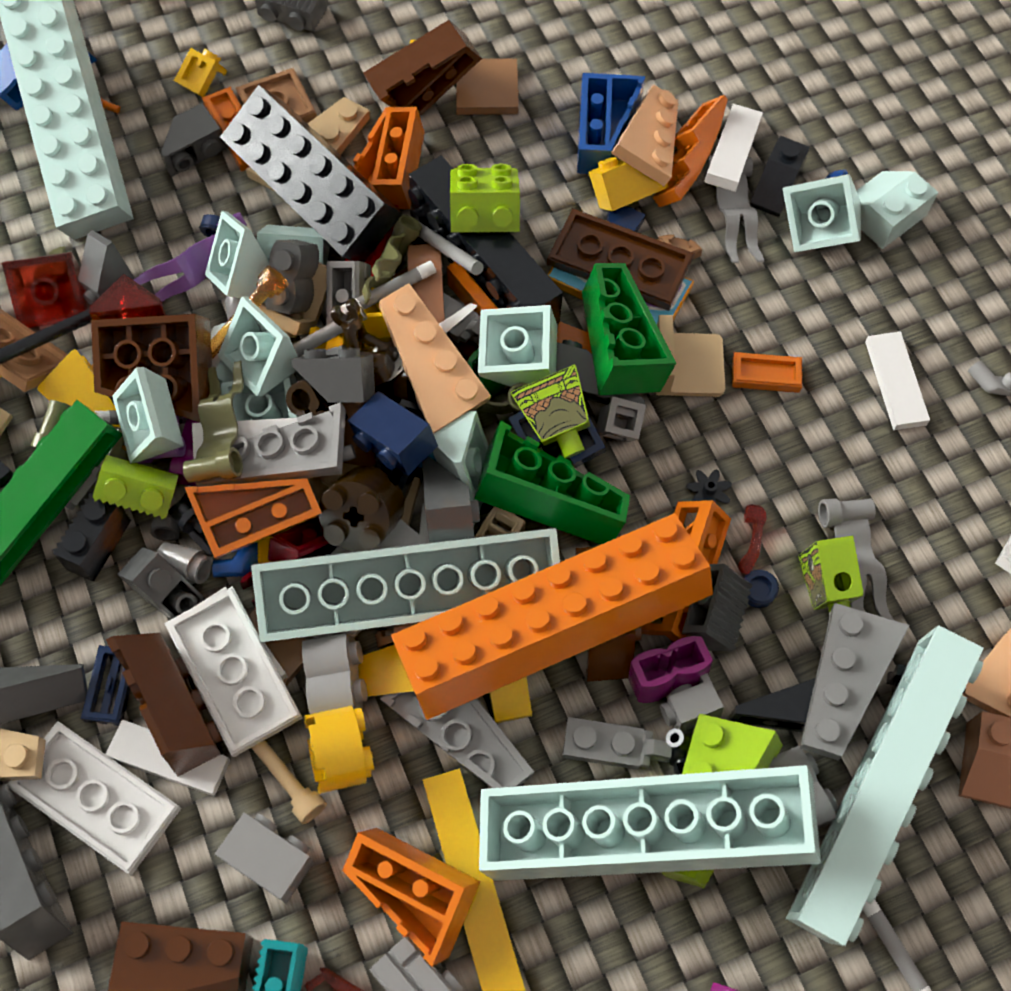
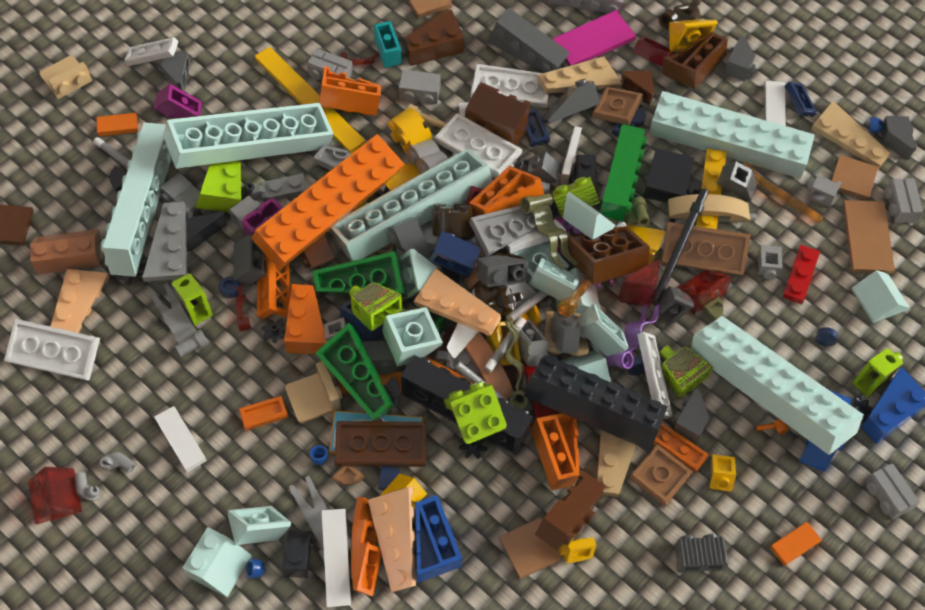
camera: 155 degrees right, 5 degrees down
(85, 592) = (570, 157): none -> white tile
(159, 197) = (683, 369): none -> torso
(202, 202) = (654, 371): none -> white tile
(574, 321) = (393, 390): none -> black tile
(663, 465) = (304, 324): none -> orange wedge
(712, 275) = (319, 455): none -> blue hinge
(905, 891) = (116, 178): none -> black tile

